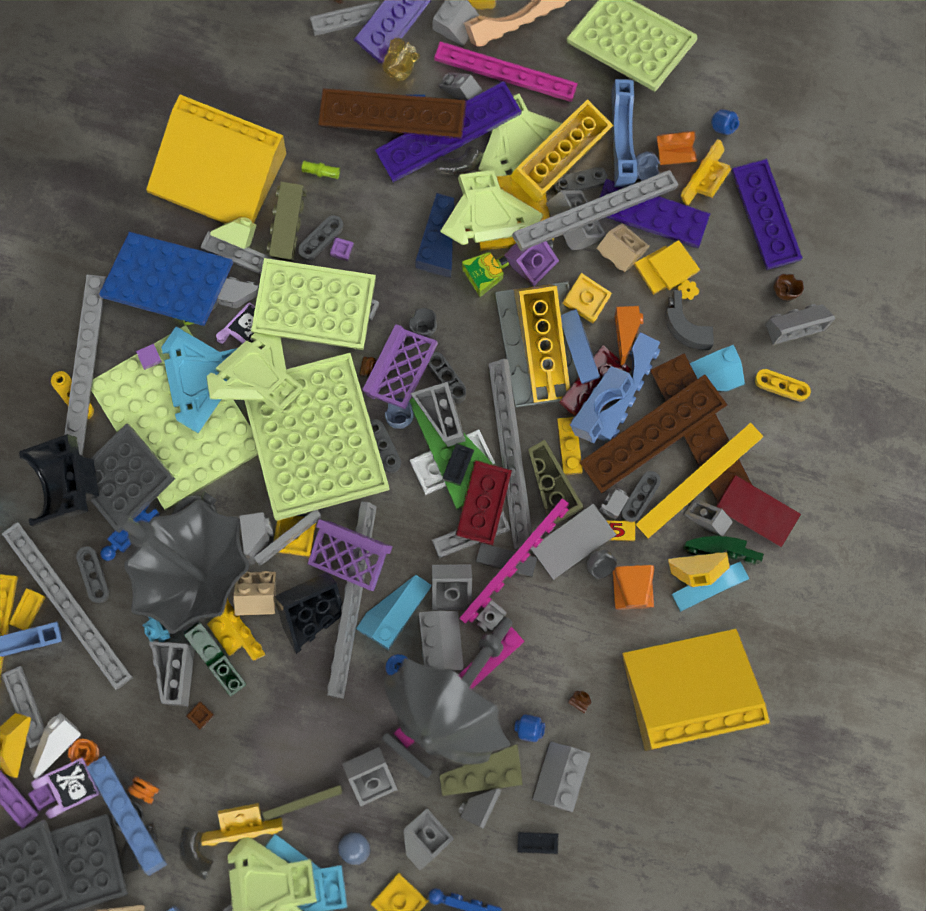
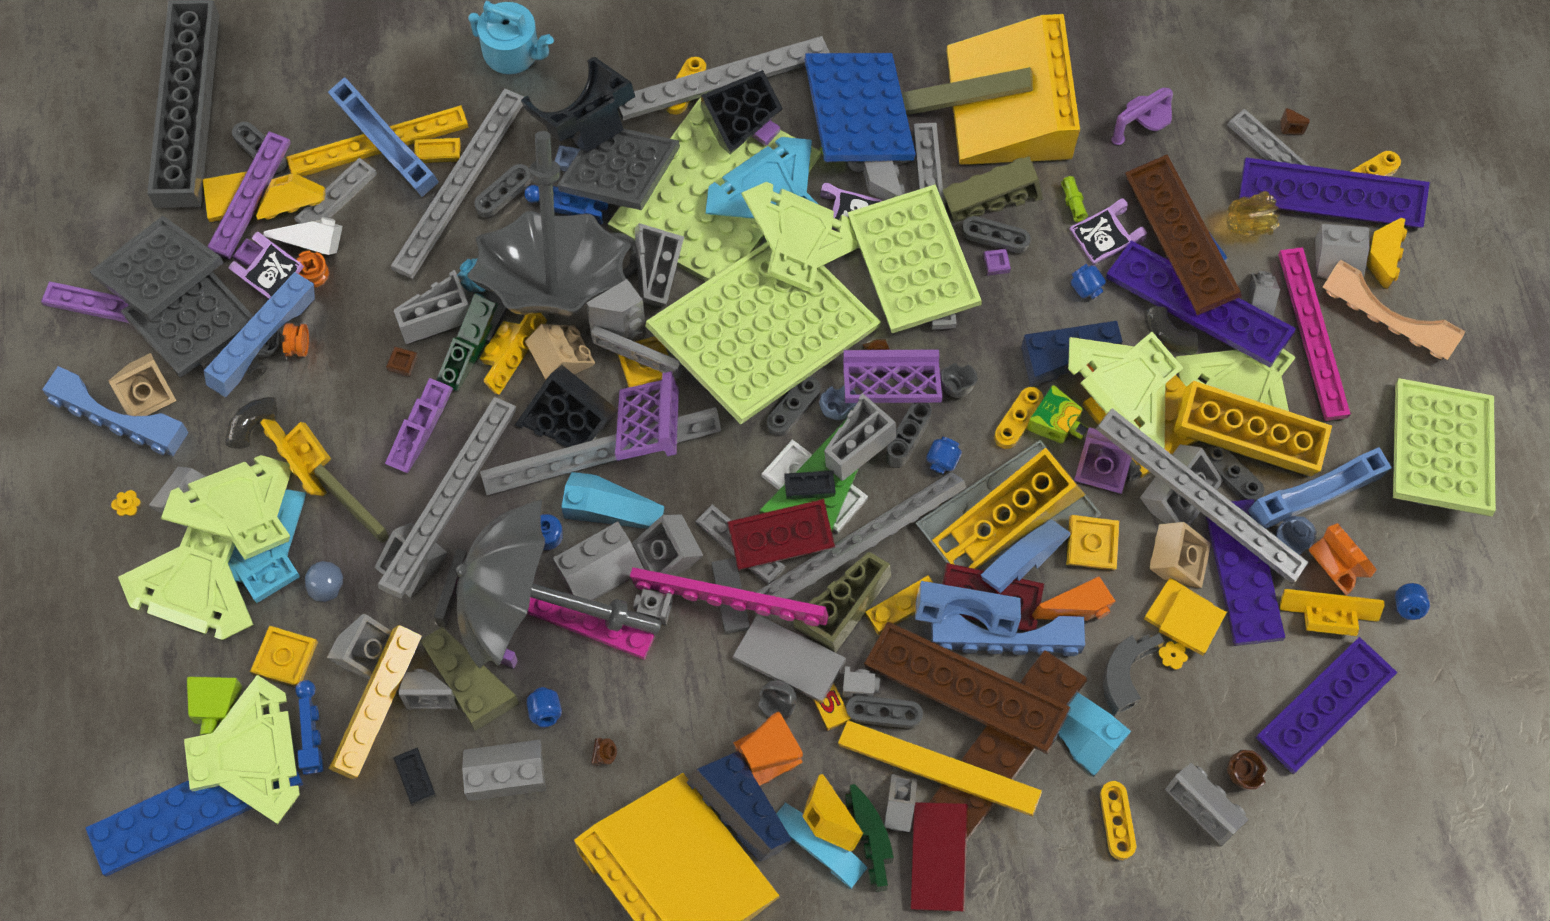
camera: 70 degrees right, 10 degrees down
(93, 515) = (565, 156): none -> sand blue plate
(128, 365) = (740, 109): none -> black wedge
(199, 194) = (968, 91): none -> olive tile
(224, 489) = (656, 263): none -> light grey wedge
(237, 232) = (949, 148): yellowish green slope -> none
(262, 725) = (419, 425): none -> medium lavender slope
(277, 81) = (1151, 111): none -> medium lavender piece
(340, 727) = (446, 498): none -> light grey plate
(358, 166) = (1104, 234): none -> flag
(392, 195) = (1088, 281): none -> blue head
(472, 848) = (375, 702): none -> yellow brick
(473, 304) = (1015, 425): none -> yellow plate
(475, 362) = (944, 455): none -> blue head
(665, 623) = (742, 804): none -> dark blue wedge

